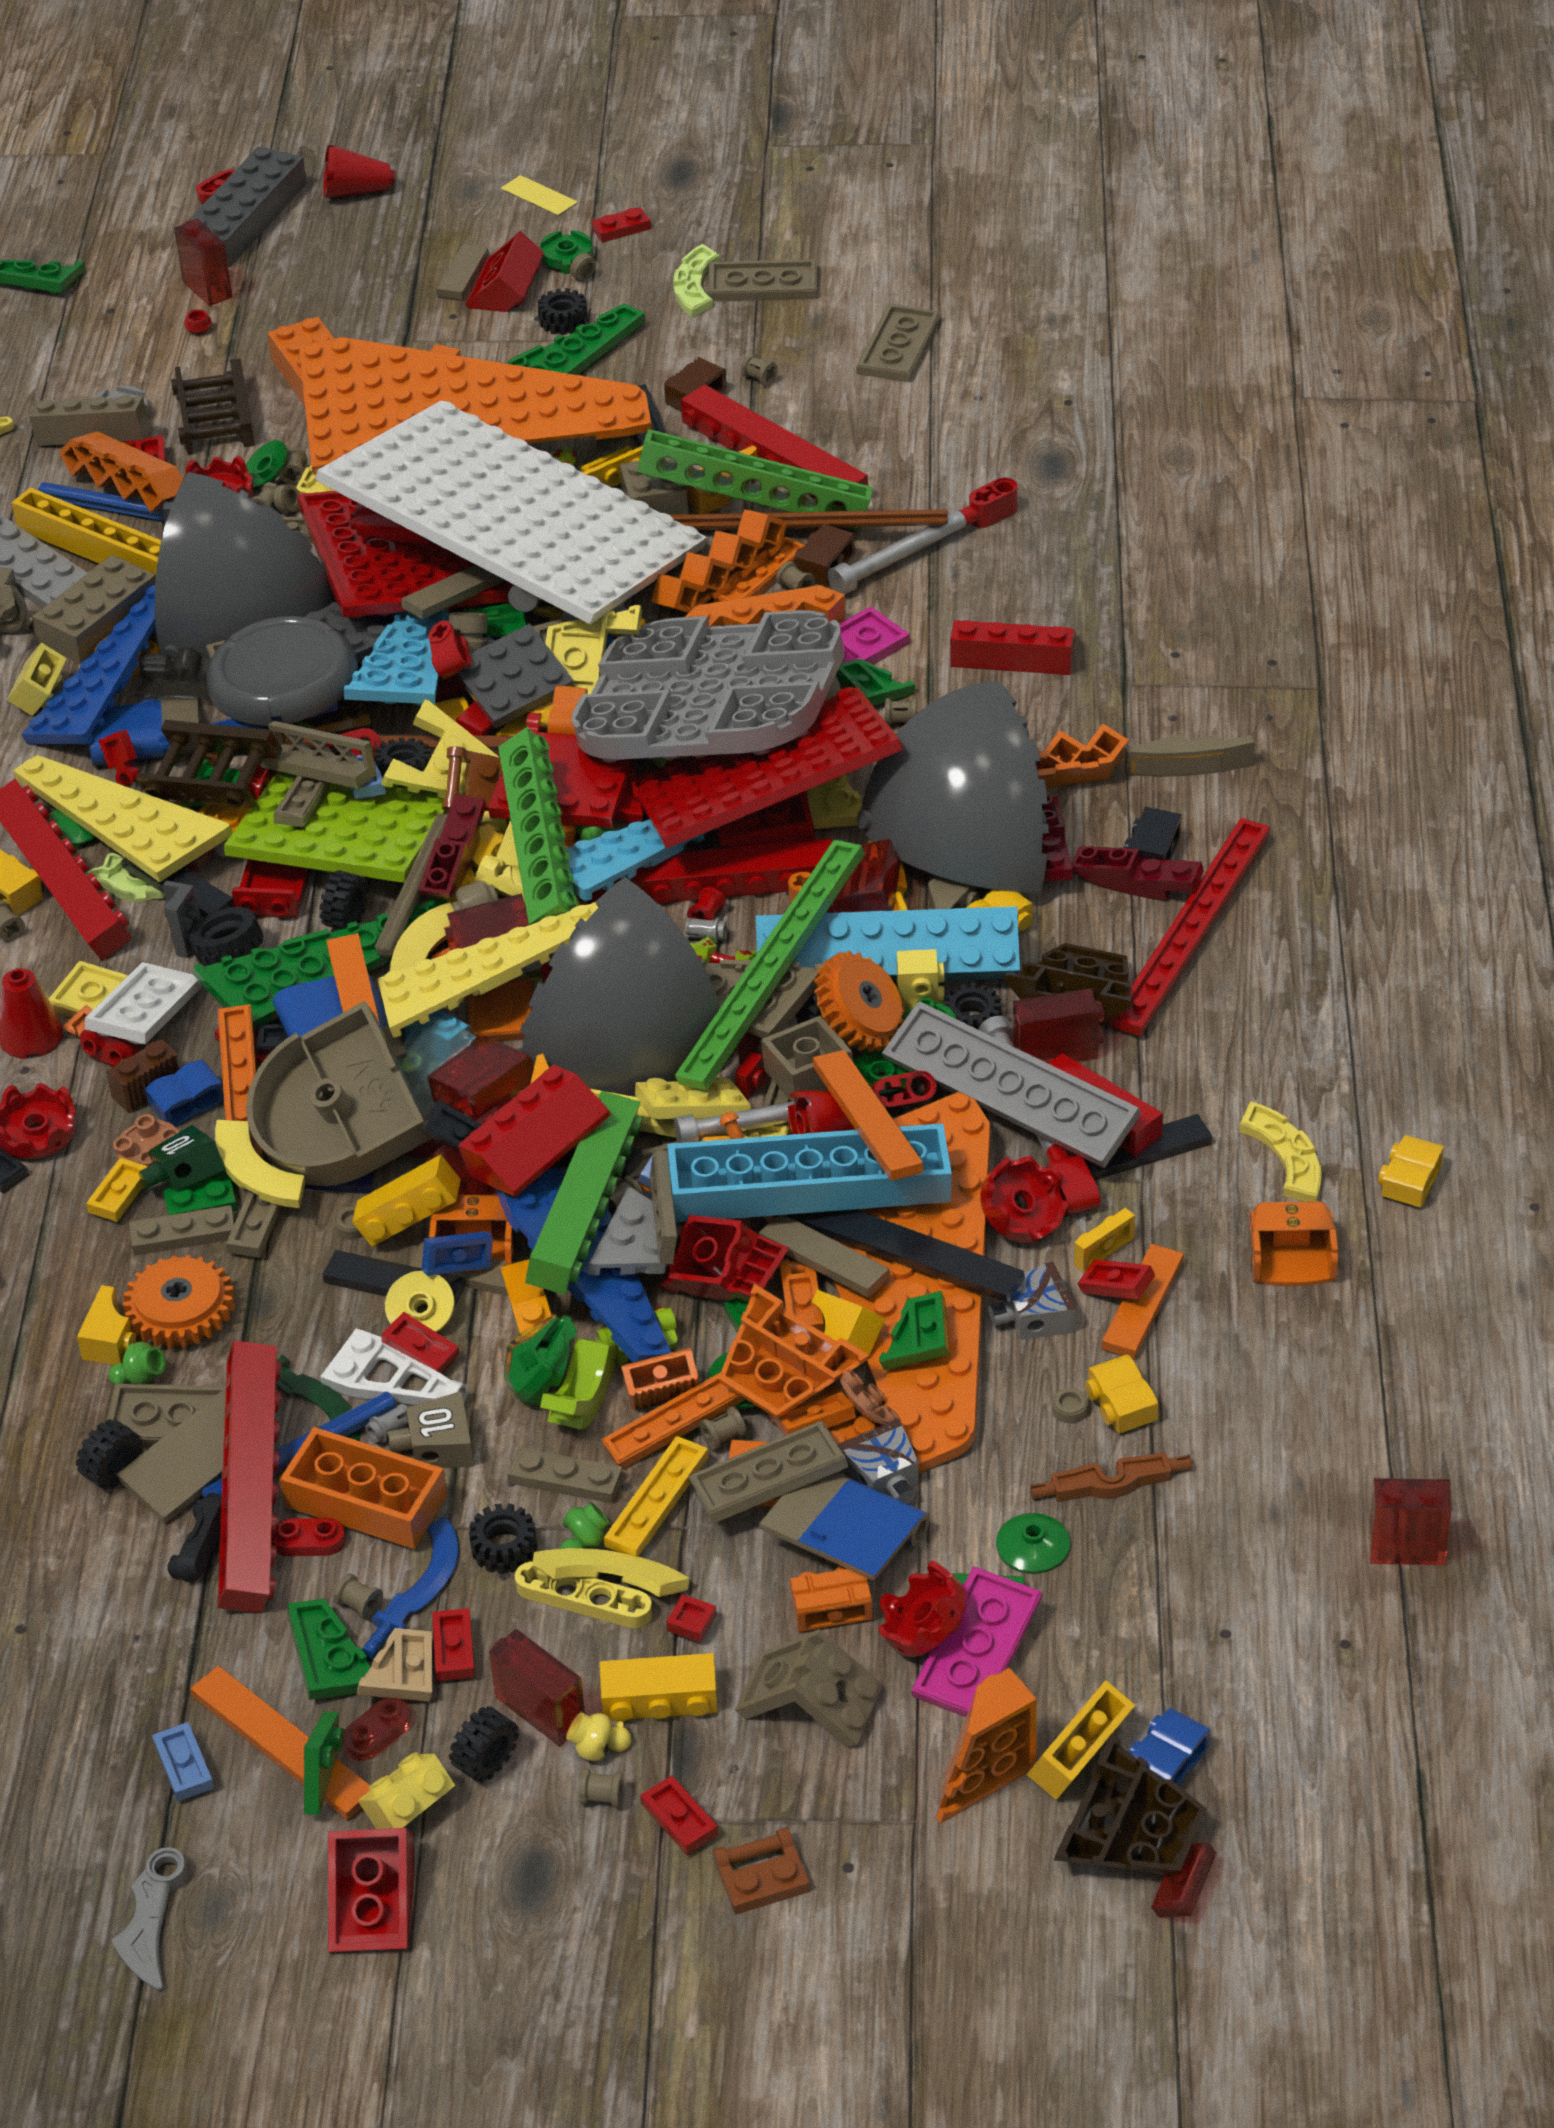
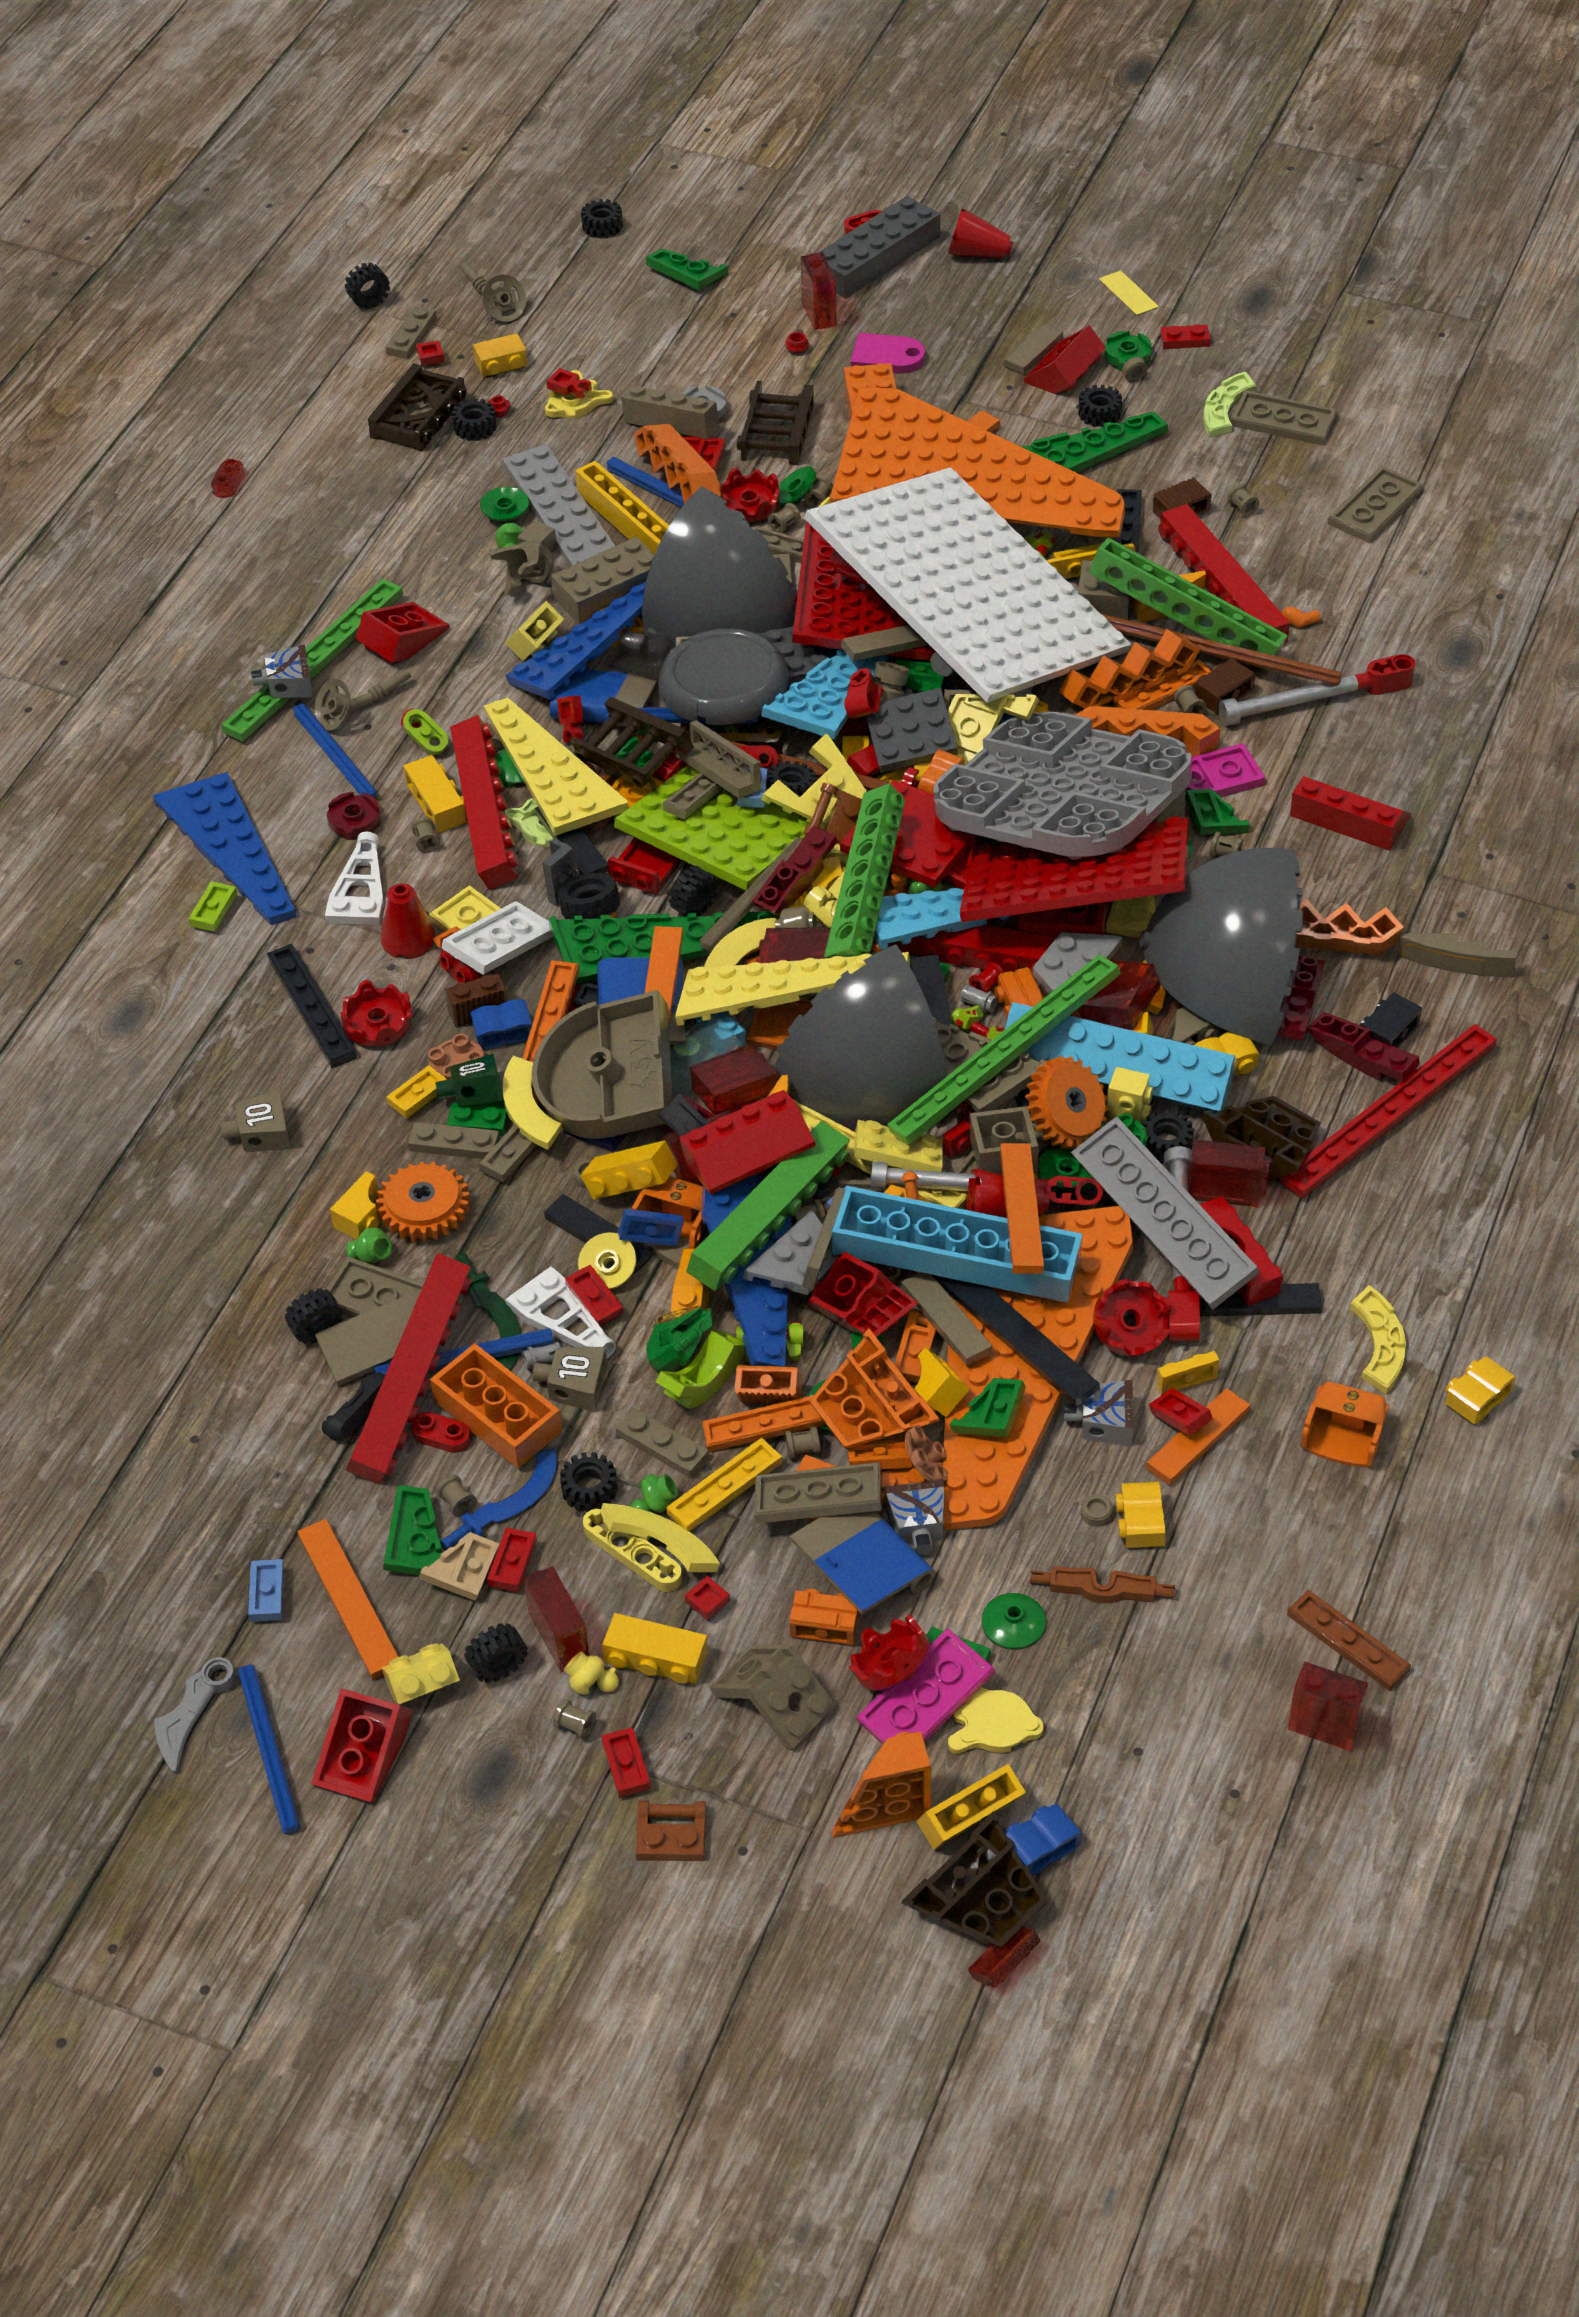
camera: 20 degrees right, 5 degrees up
(262, 1929) = (269, 1749): none -> blue axle
(286, 498) = (796, 520): dark tan tile -> none
(298, 306) = (885, 349): none -> dark pink tile
(319, 1760) = (363, 1624): green wing -> none
(378, 1728) = (425, 1610): clear red plate -> none
(740, 911) = (1017, 988): none -> orange brick
(792, 859) = (1070, 954): none -> light grey wing
(873, 470) = (1299, 618): none -> orange arm
(1062, 1650) = (994, 1723): none -> light yellow tile
(1389, 1454) = (1349, 1640): none -> dark orange tile

